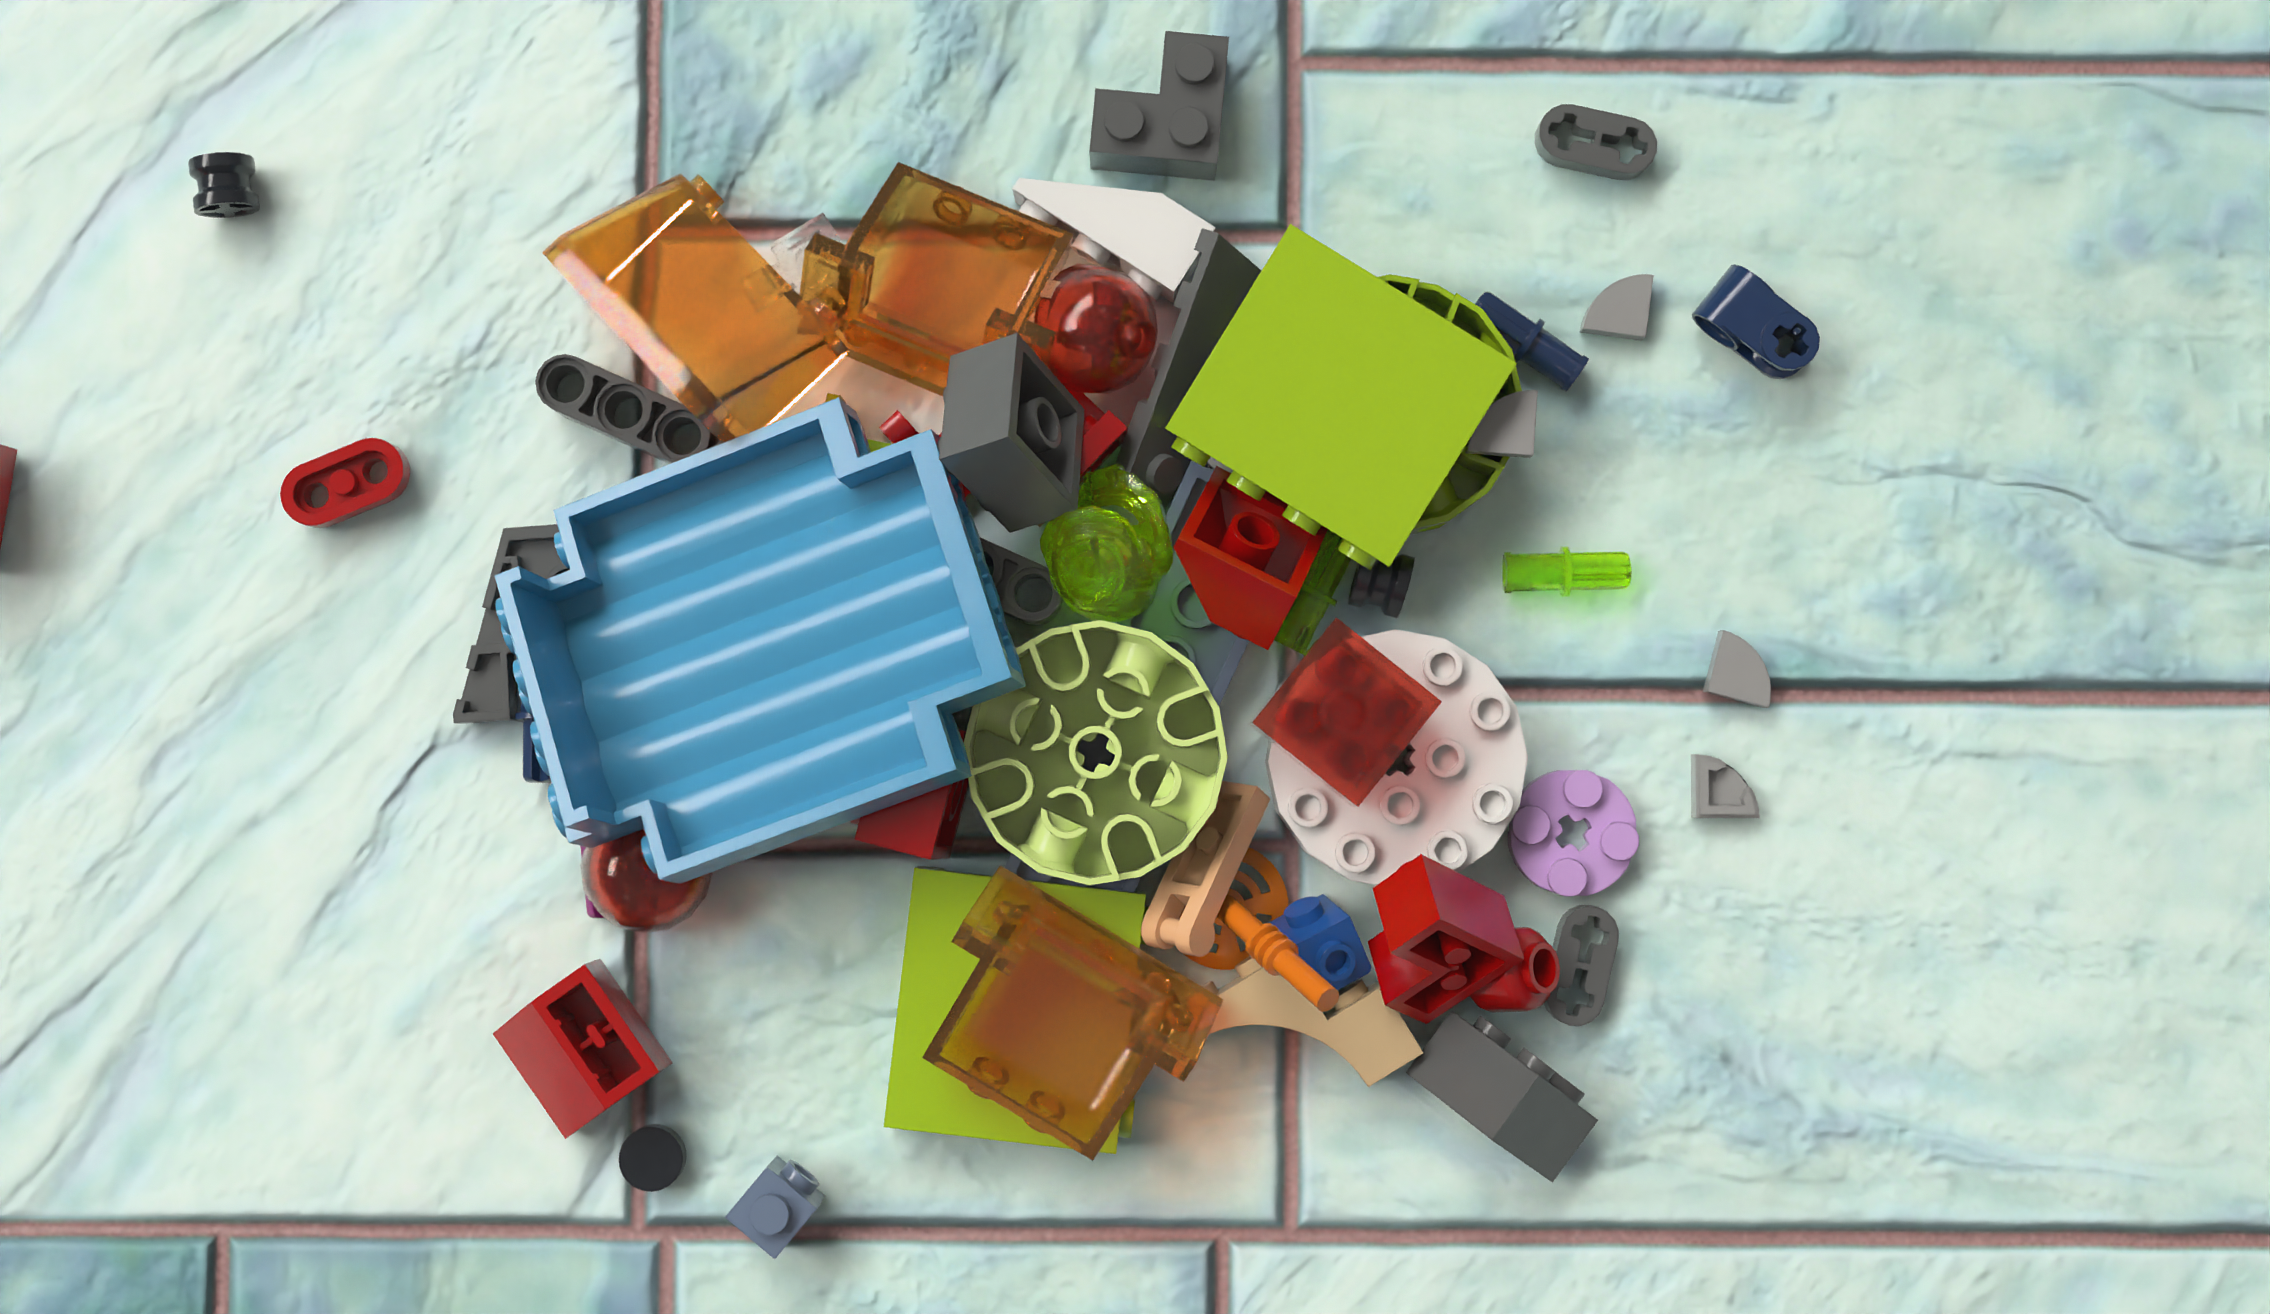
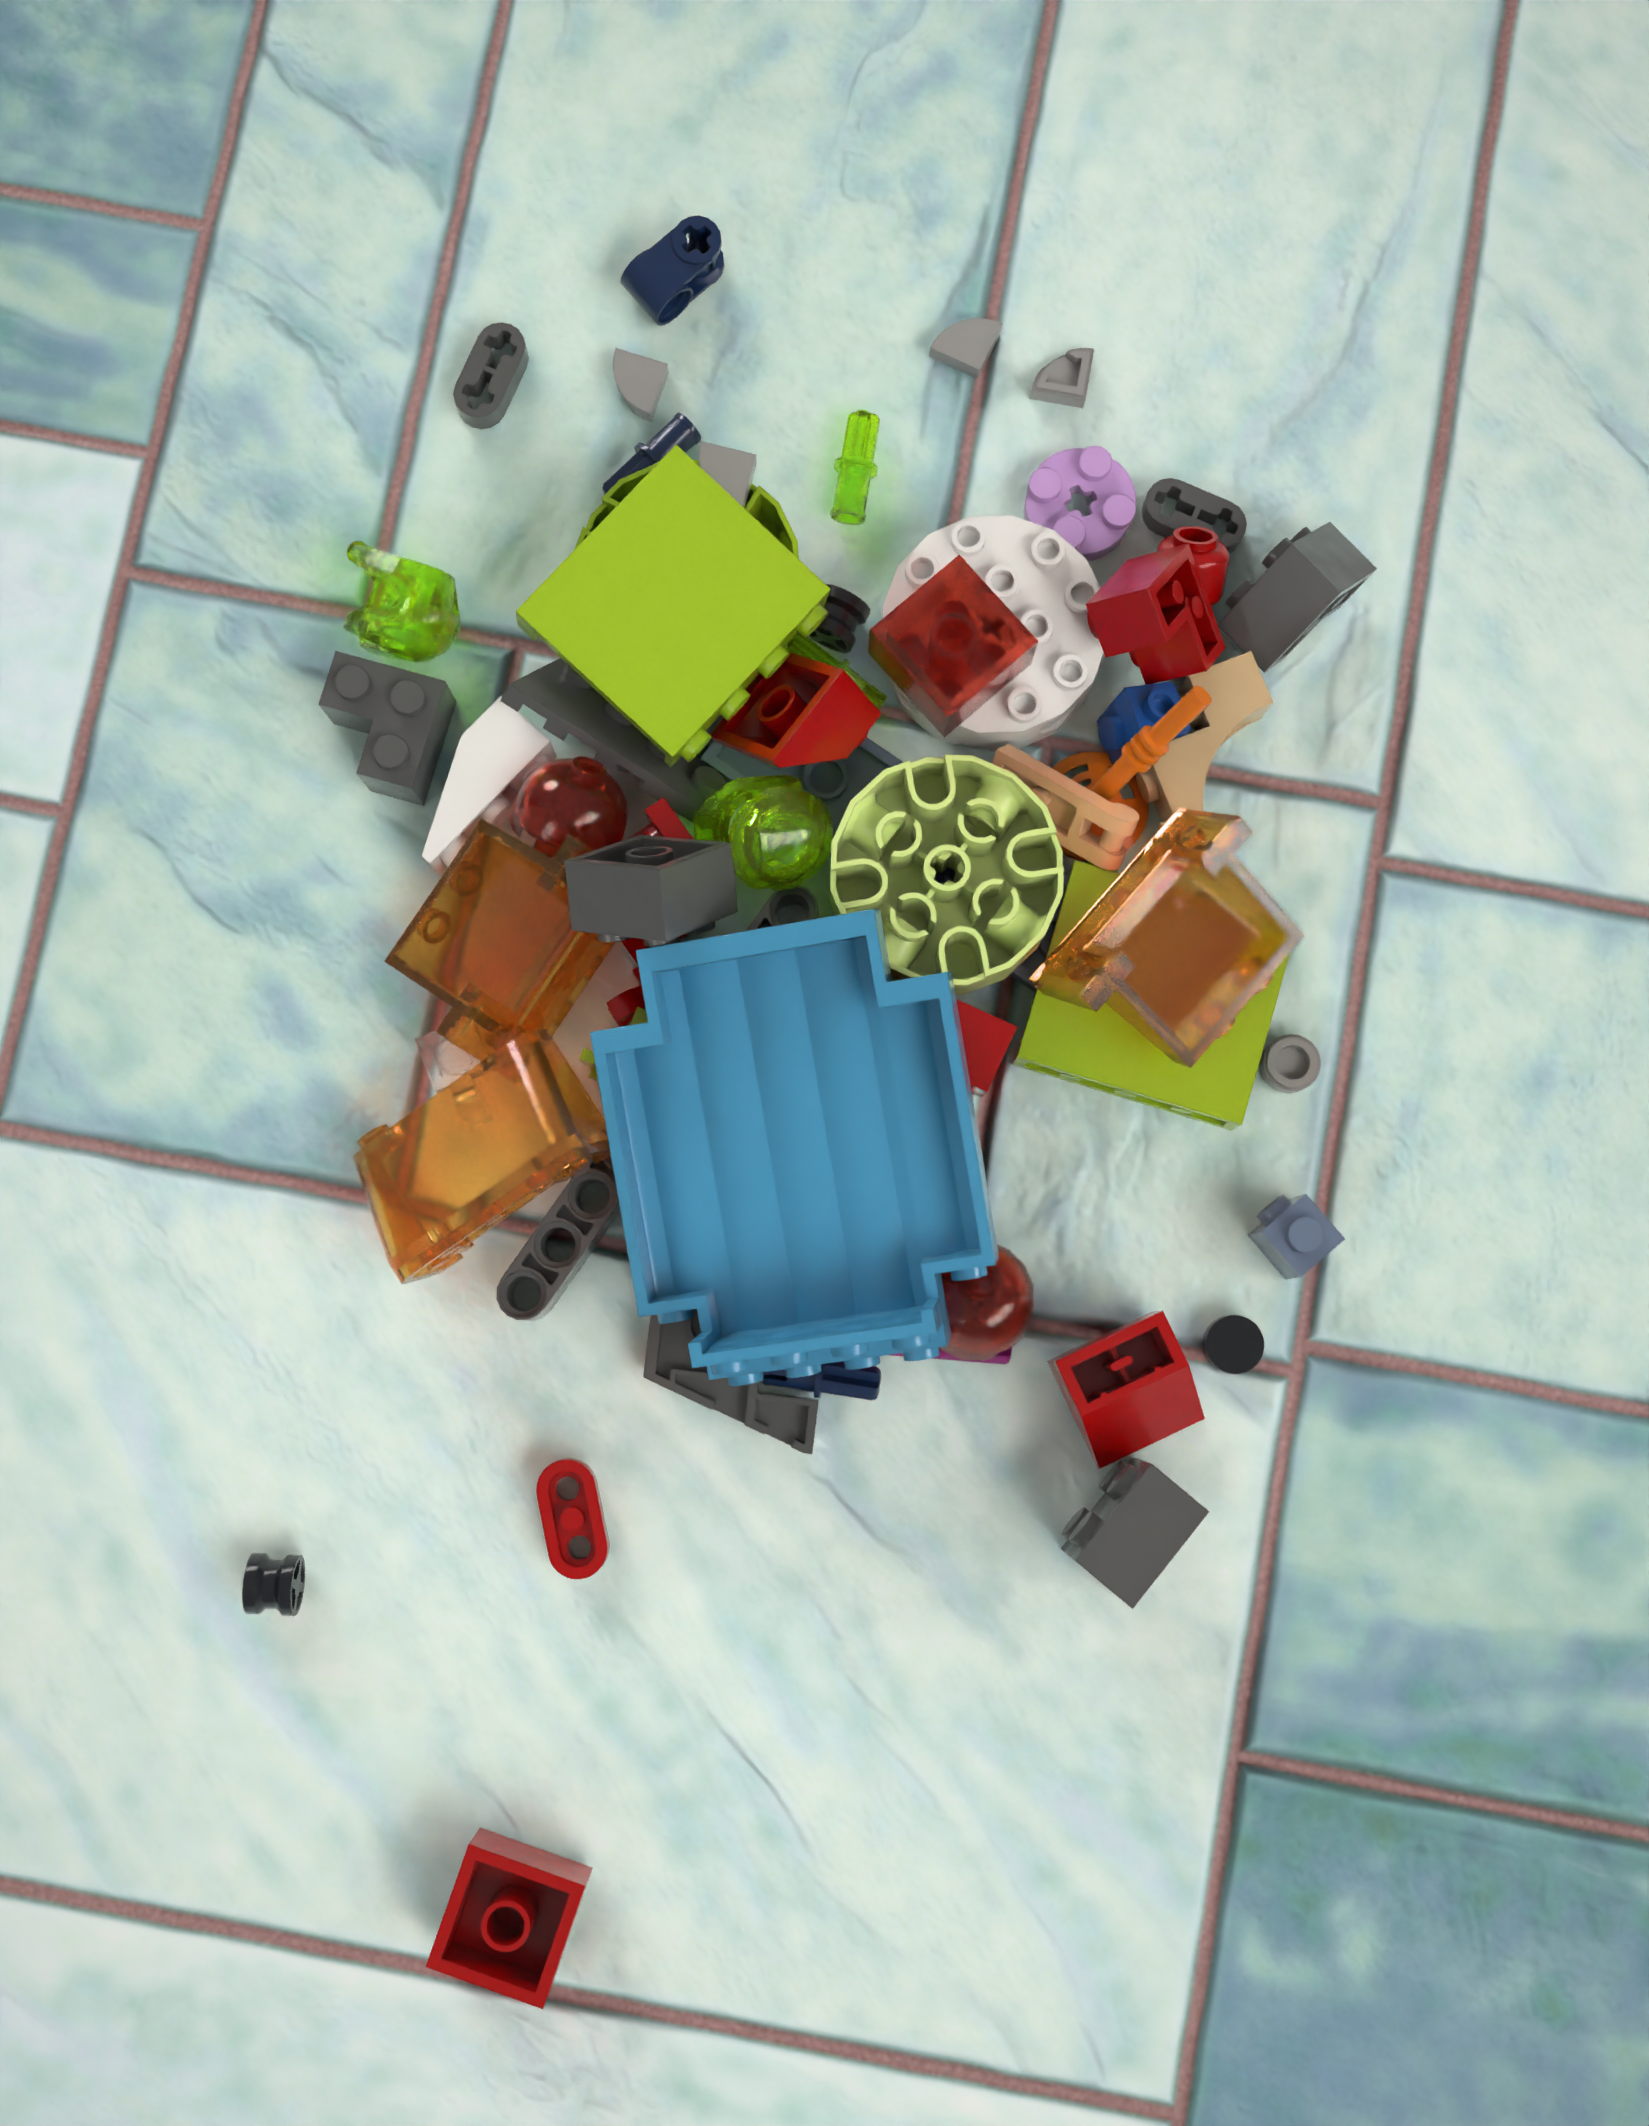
camera: 80 degrees left, 5 degrees down
(424, 1077) = (1132, 1529): none -> dark grey brick
(972, 1172) = (1290, 1063): none -> light grey tile
(1298, 108) = (409, 609): none -> clear neon green helmet

